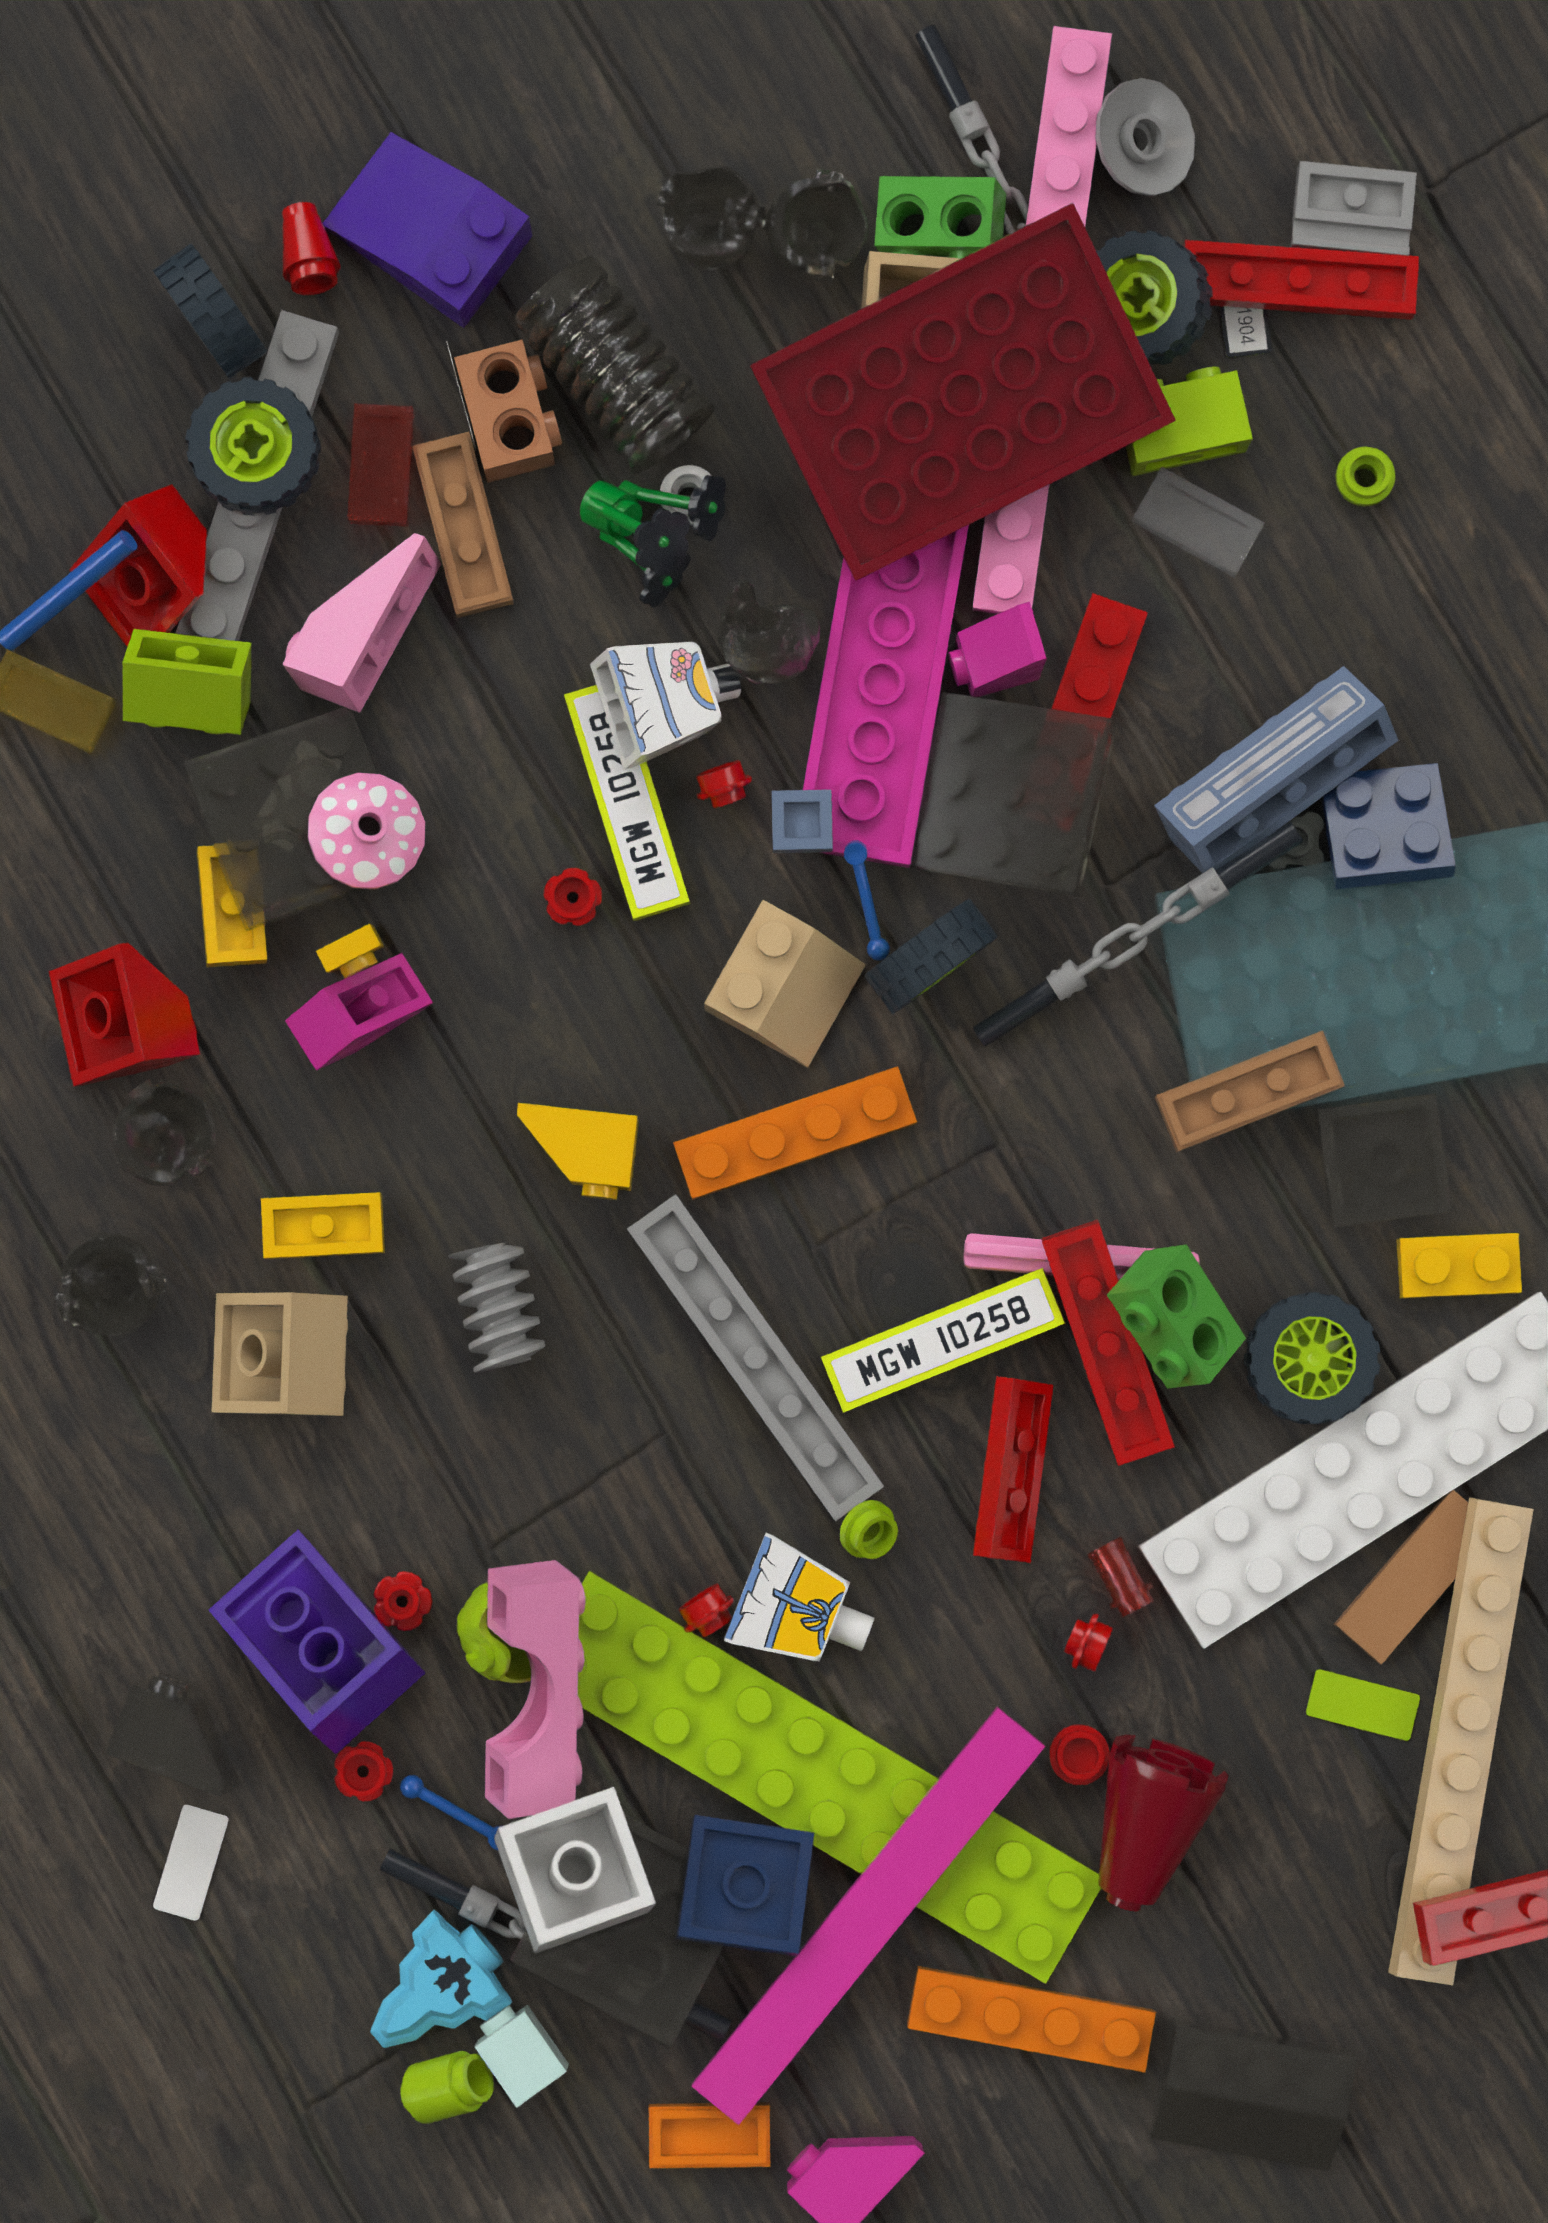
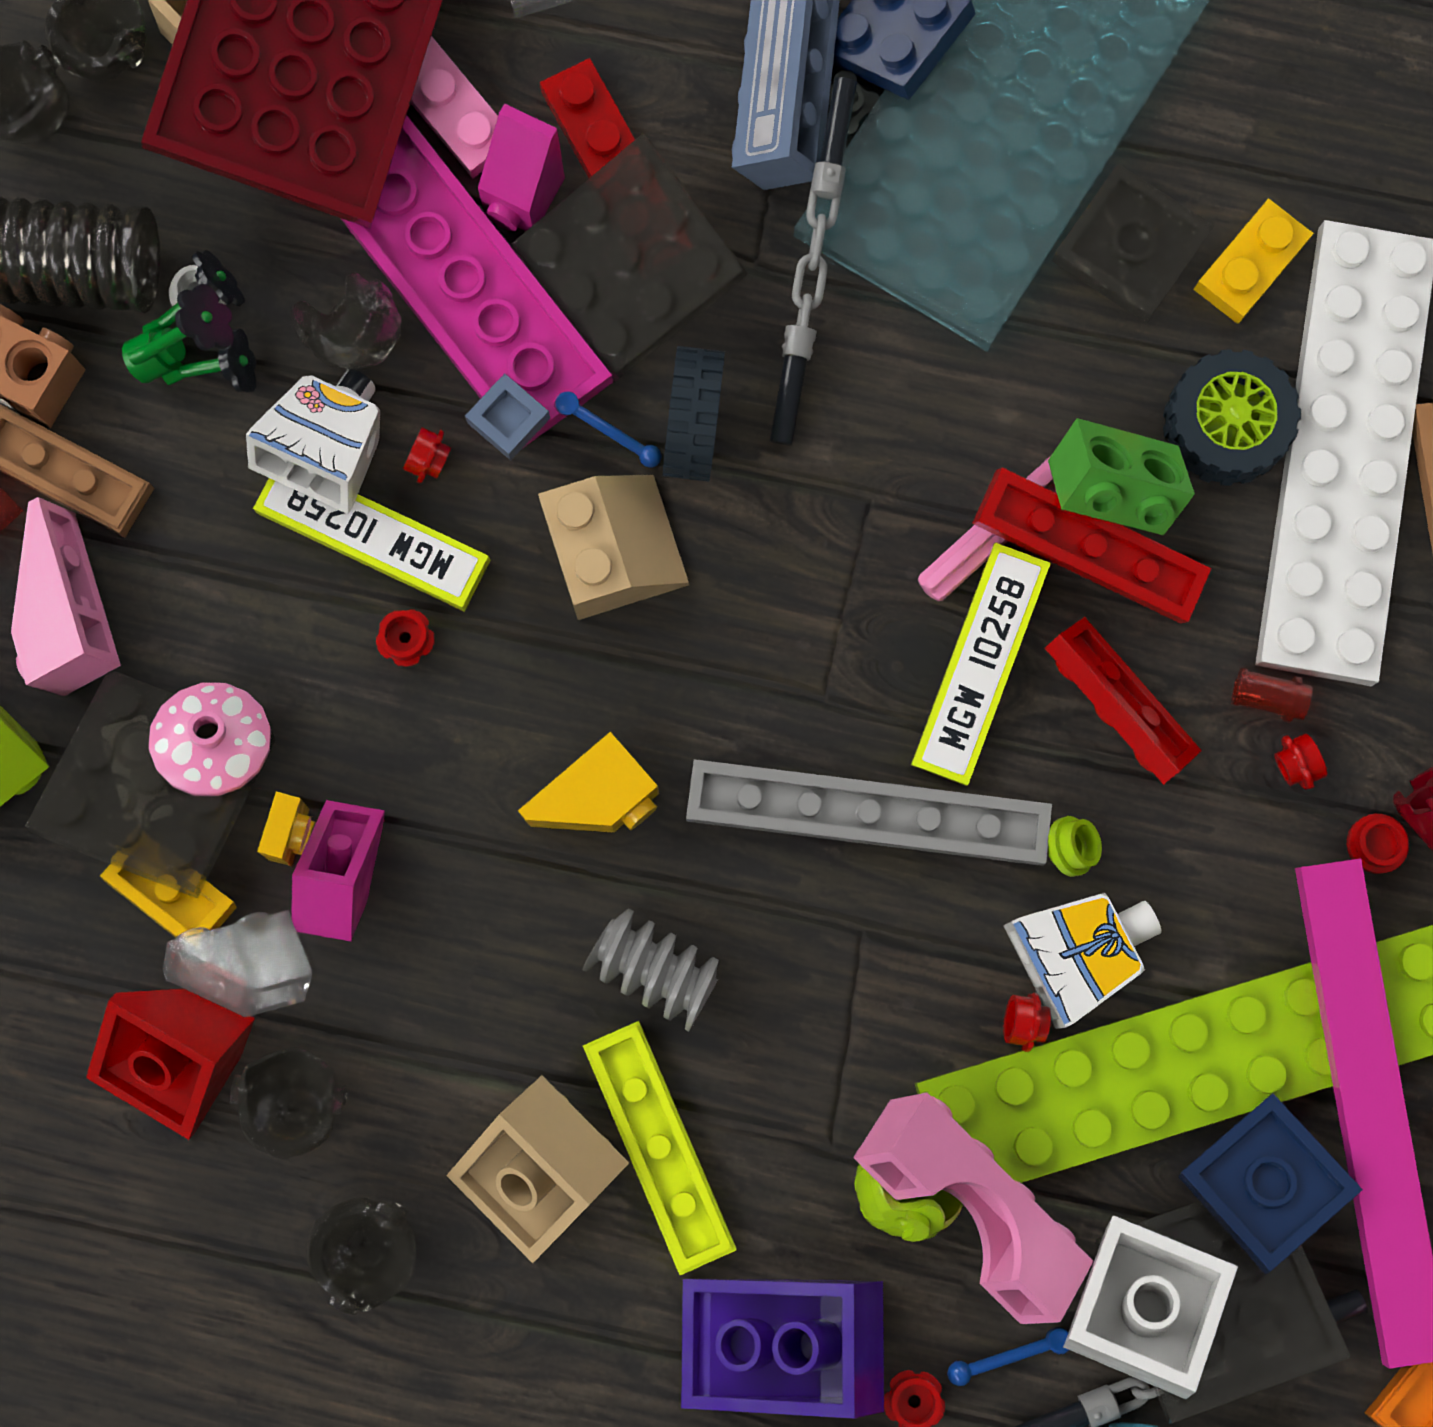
camera: 45 degrees left, 5 degrees down
(229, 1013) = (242, 965): none -> clear slope
(322, 1225) = (471, 1046): yellow plate -> none
(375, 1427) = (659, 1148): none -> neon yellow tile
(418, 1598) = (793, 1248): red plate -> none
(795, 1133) = (728, 635): orange plate -> none
(1249, 1091) = (999, 285): medium nougat tile -> none

